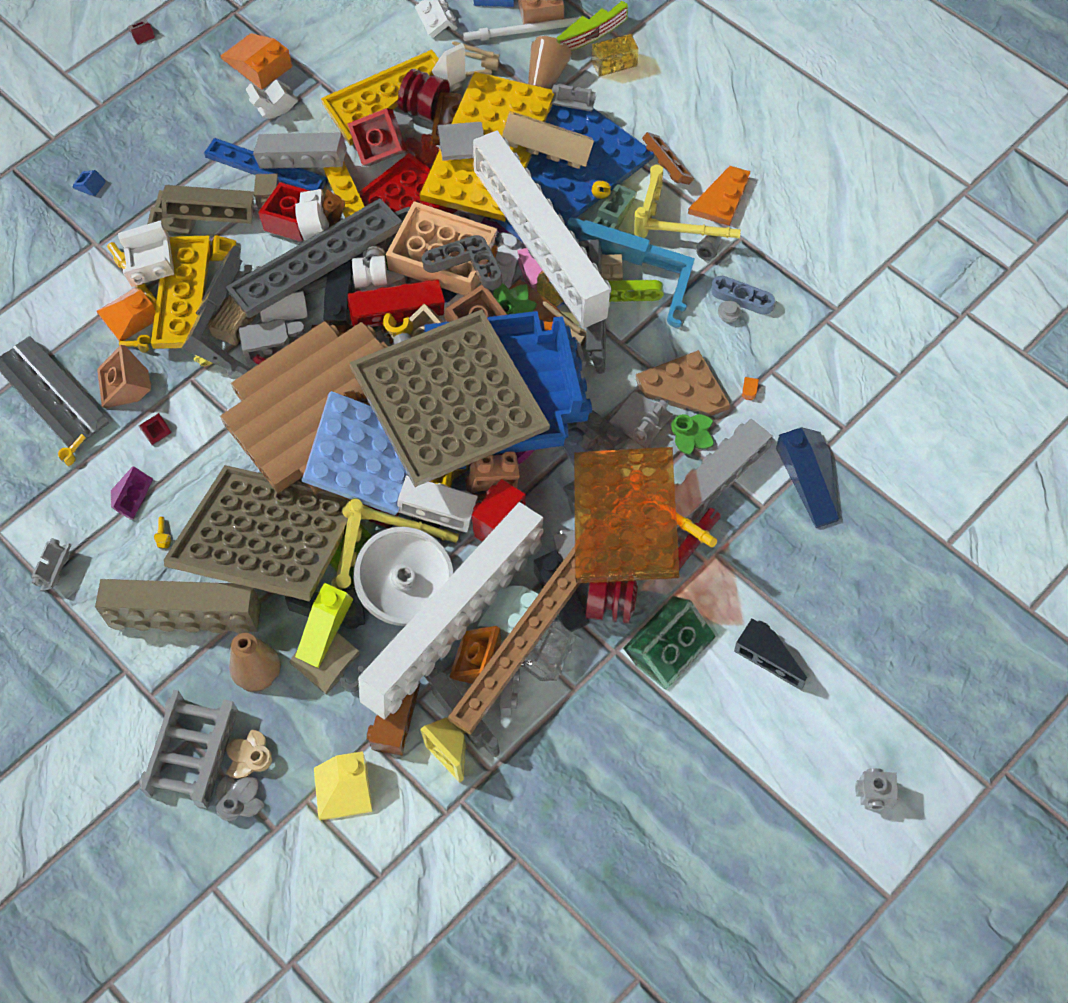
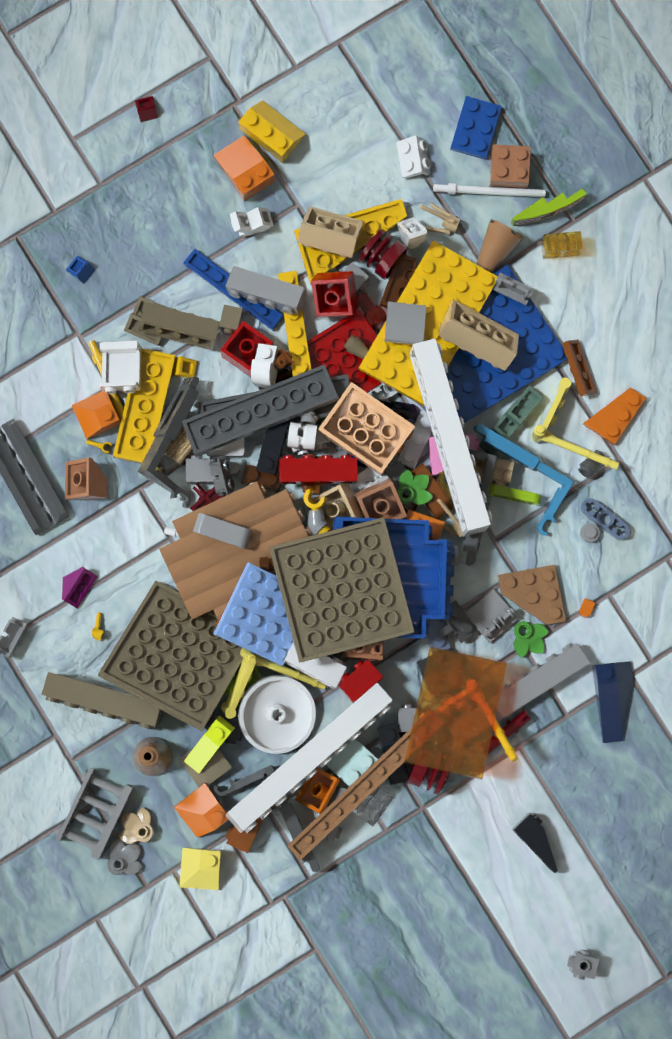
camera: 10 degrees right, 20 degrees up
(70, 459) = (37, 536): yellow hand -> none
(155, 429) = (104, 530): dark red slope -> none
(277, 23) = (271, 130): none -> yellow slope
(280, 324) = (224, 484): none -> dark grey hinge
(292, 374) = (222, 530): none -> light grey beam
(330, 713) = (202, 811): none -> orange slope
(359, 88) = (330, 232): none -> tan slope
(411, 182) = (356, 347): none -> dark tan cone
(447, 745) = (282, 859): light yellow slope -> none
(472, 254) = (390, 452): dark grey beam -> none
(596, 189) = (515, 389): yellow hinge -> none
(670, 641) = (465, 813): clear green slope -> none

